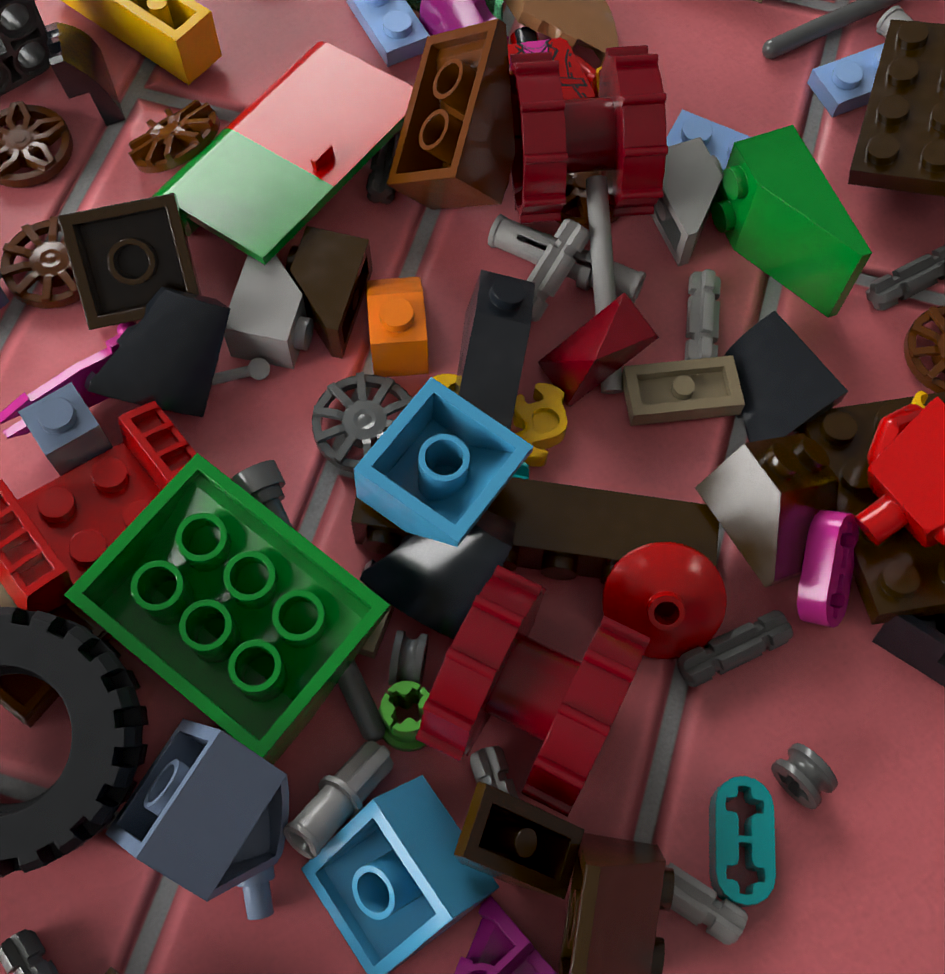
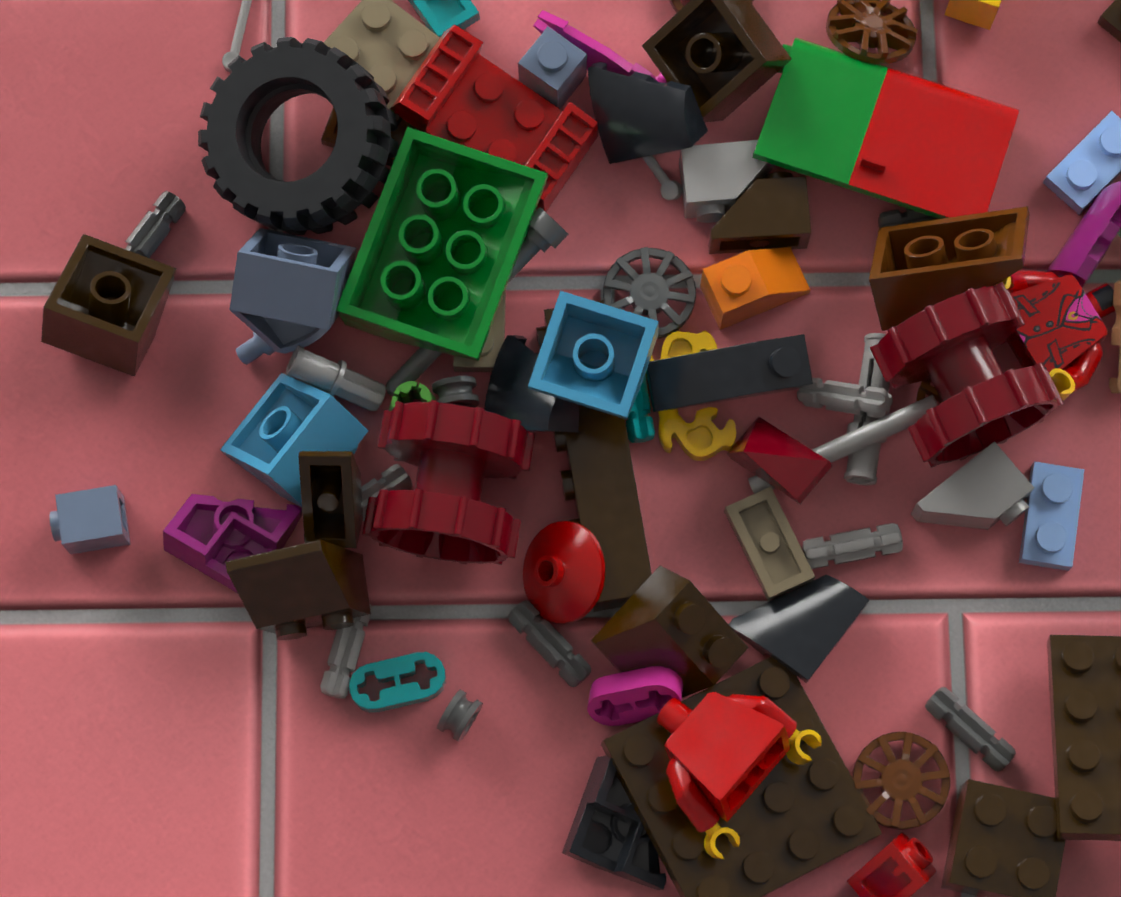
camera: 75 degrees right, 10 degrees up
(789, 219) = (987, 562): green slope -> none

